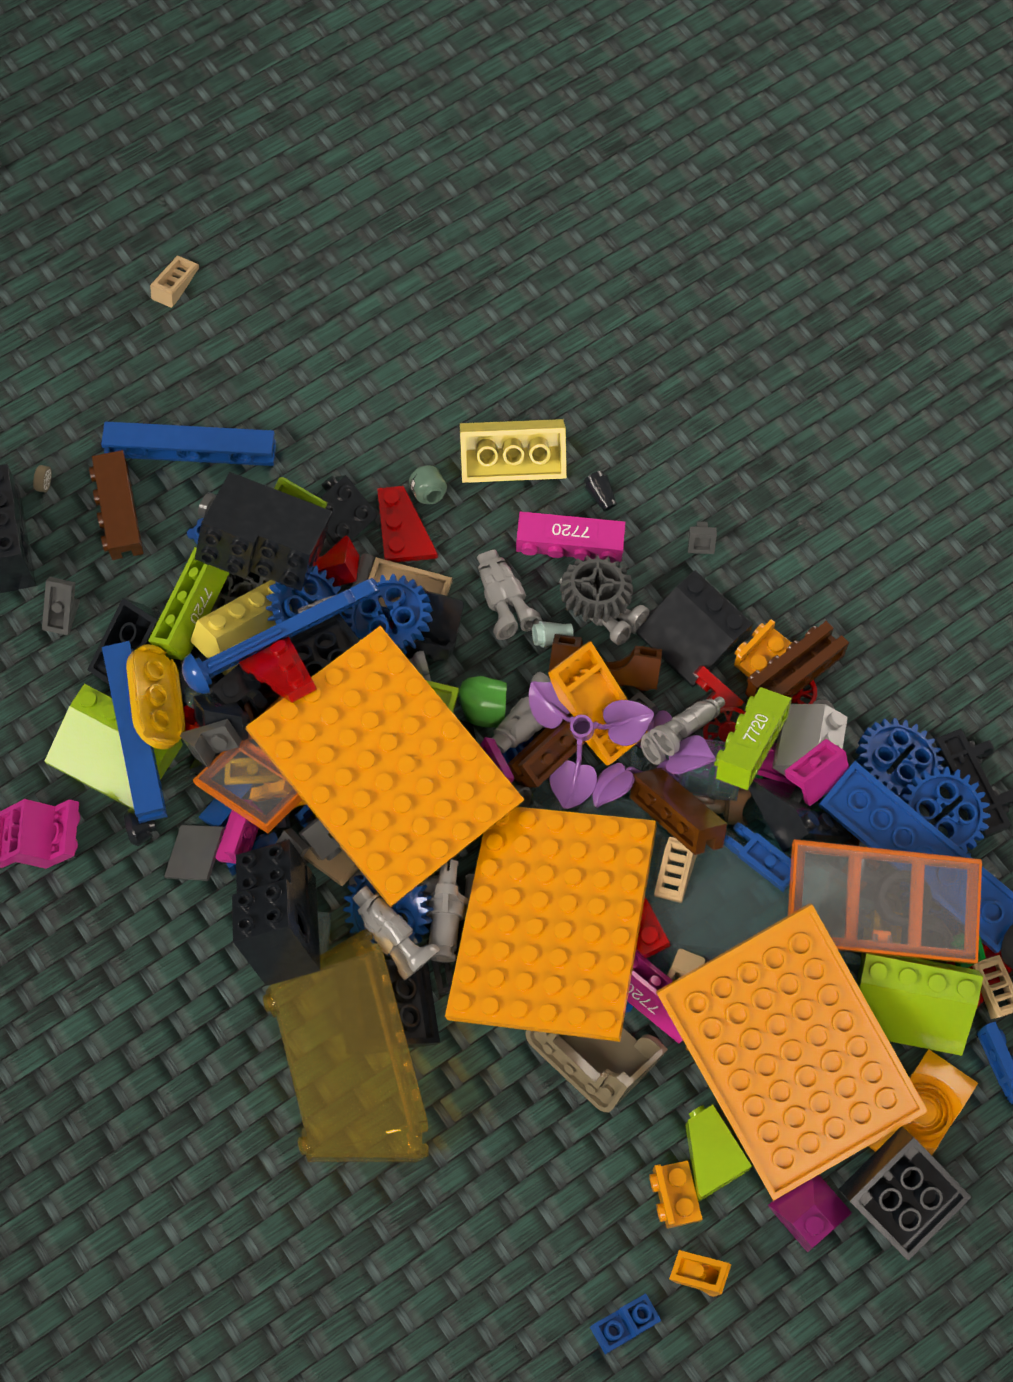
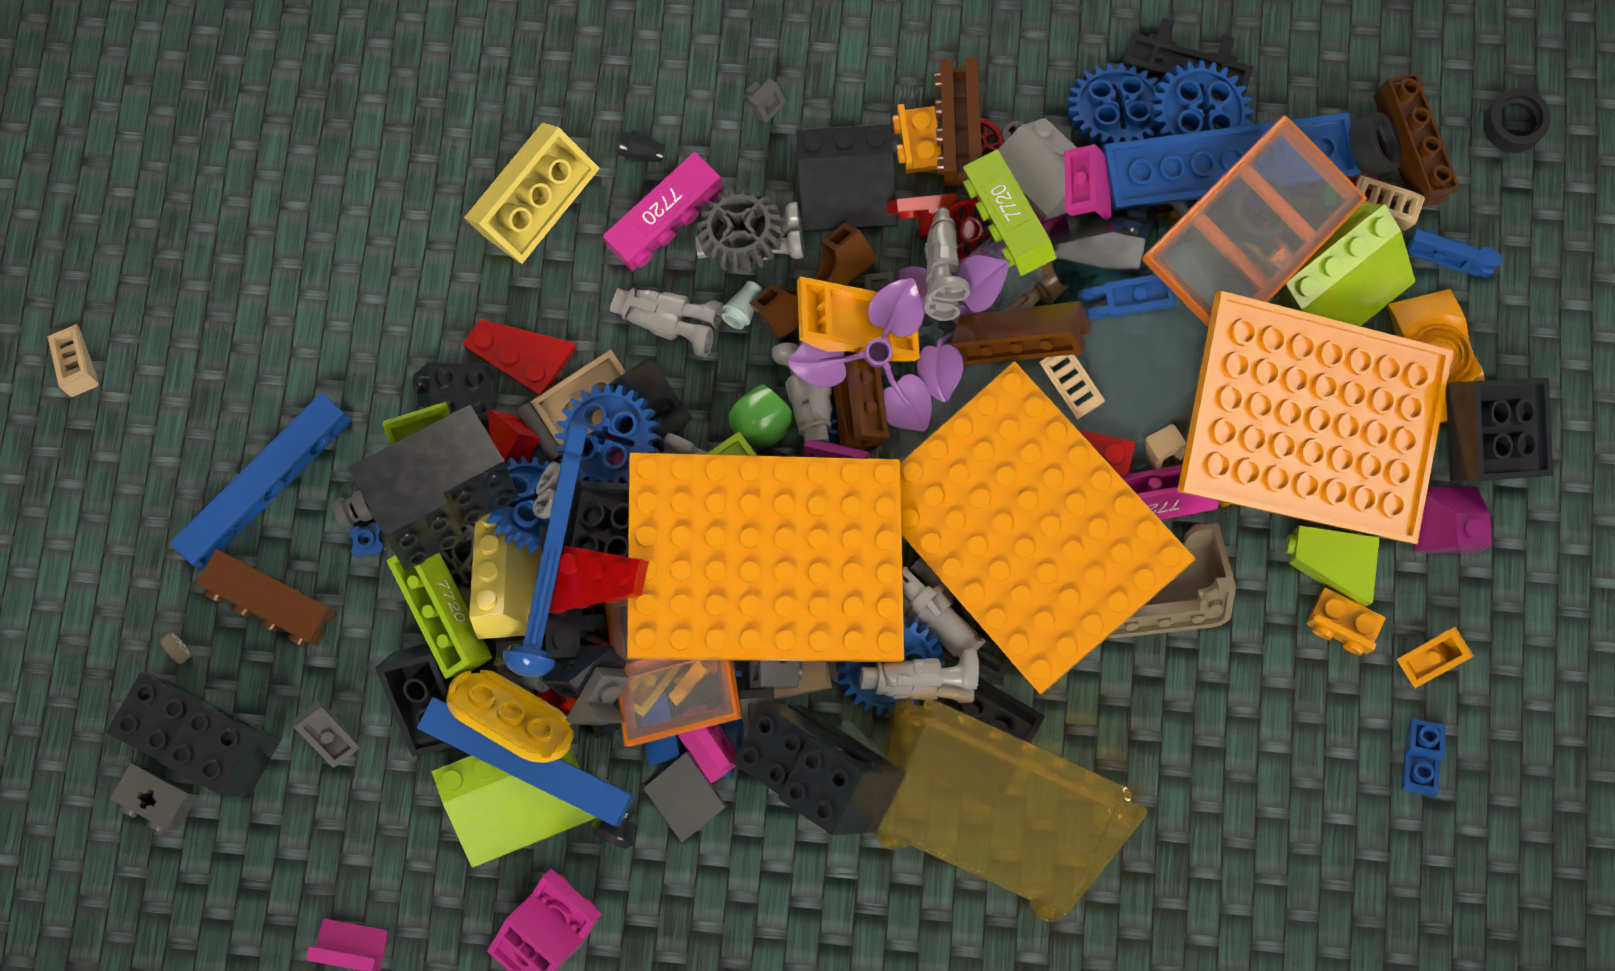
camera: 40 degrees left, 10 degrees up
(427, 484) = (499, 296): sand green head -> none

